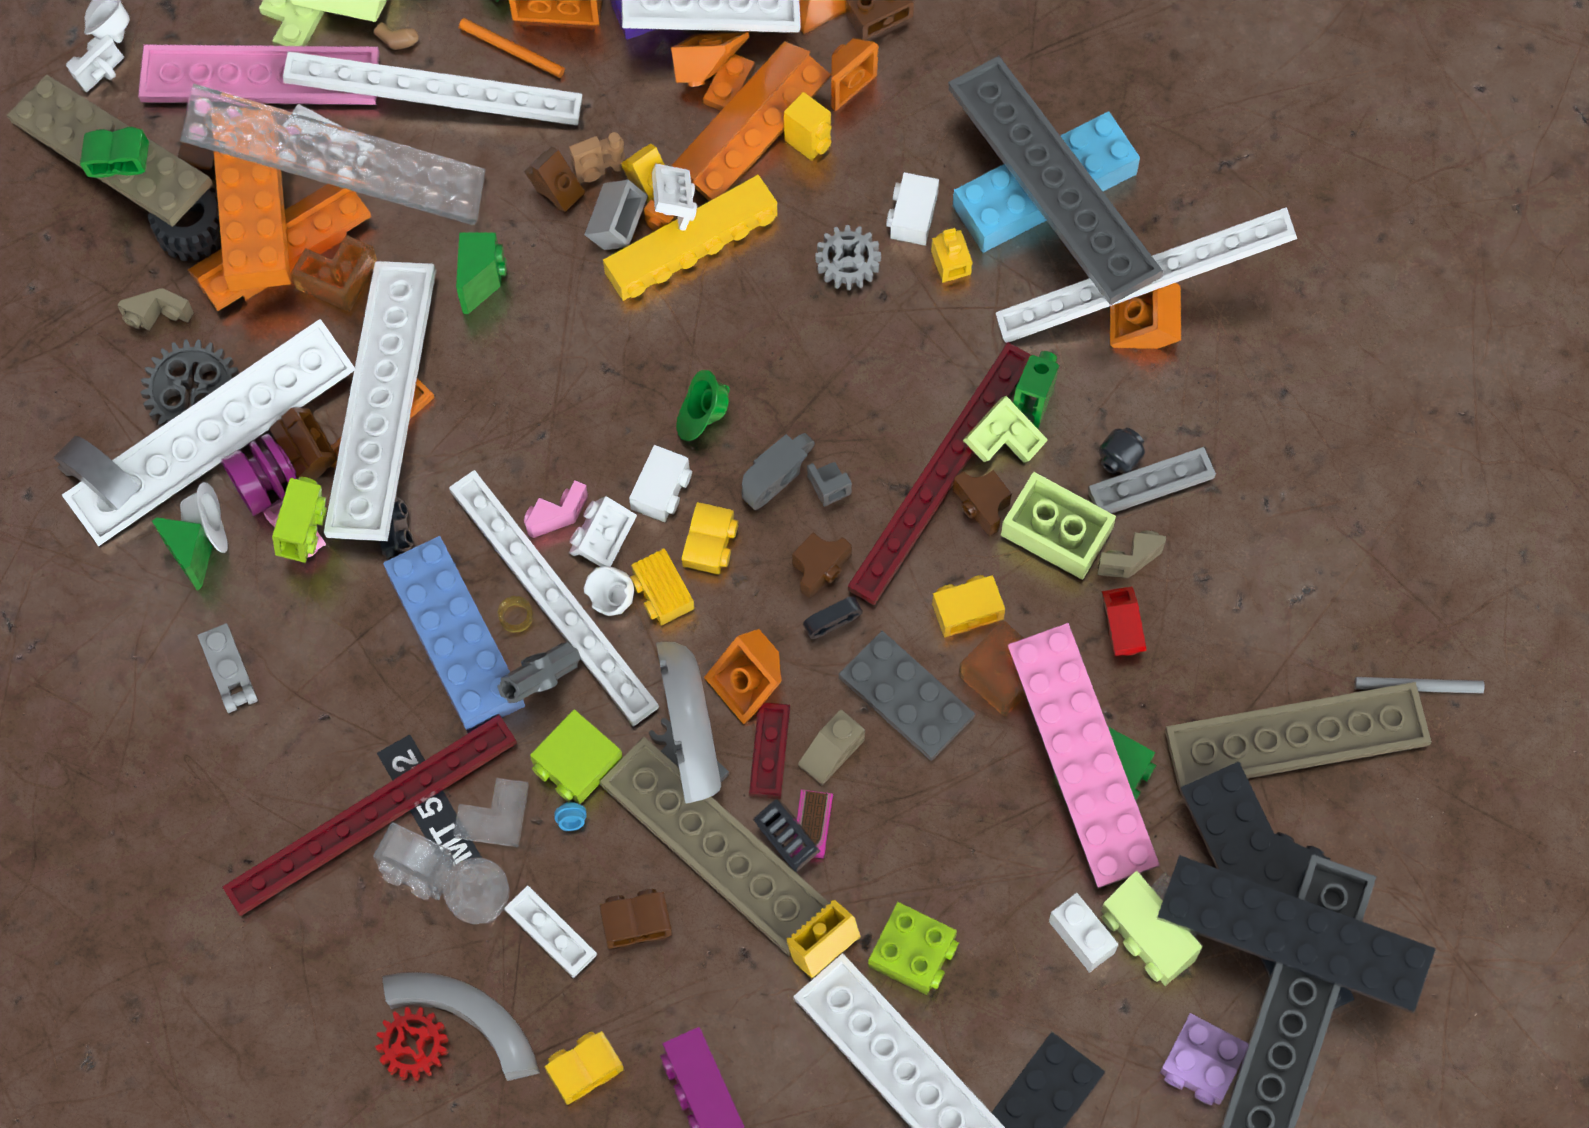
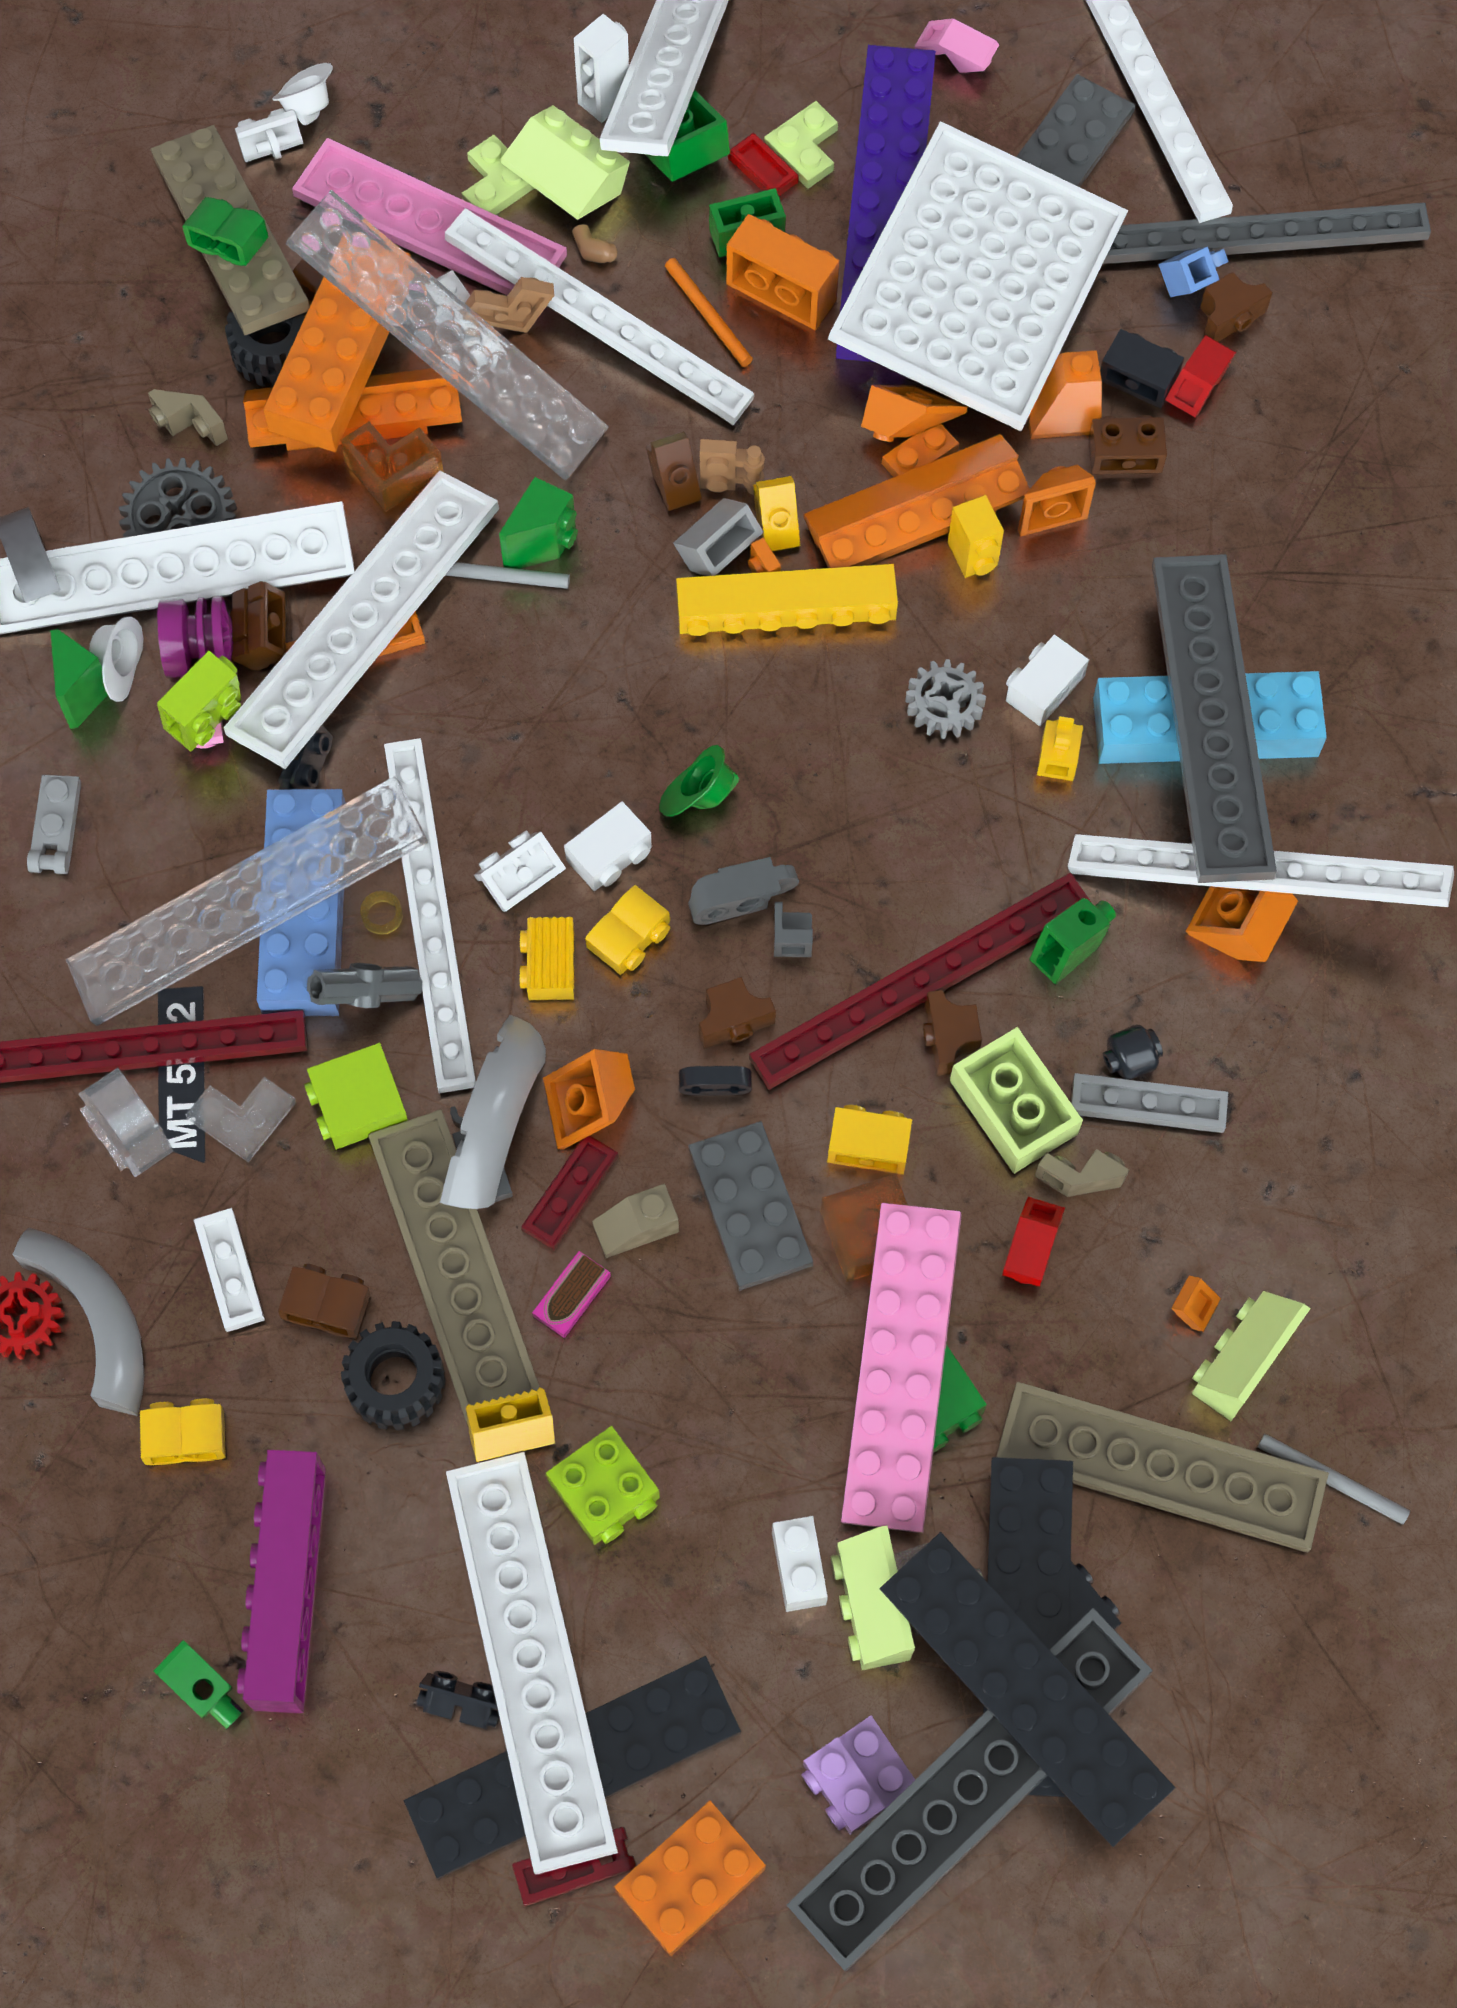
camera: 25 degrees right, 0 degrees up
(370, 108) = (518, 309): none -> medium nougat plate
(415, 654) = (246, 901): none -> clear plate
(472, 315) = (509, 575): none -> light grey bar
(476, 890) = (176, 1186): clear tile -> none
(549, 517) = (467, 824): bright pink slope -> none
(570, 816) = (317, 1156): dark azure plate -> none
(609, 590) = (491, 934): white hair -> none
(674, 193) = (787, 540): white bracket -> none
(712, 920) = (387, 1344): none -> black tyre
(772, 820) = (529, 1268): black slope -> none
(1008, 426) = (1018, 962): yellowish green plate -> none
(1260, 608) = (1196, 1303): none -> orange plate
(1317, 624) = (1247, 1352): none -> yellowish green slope

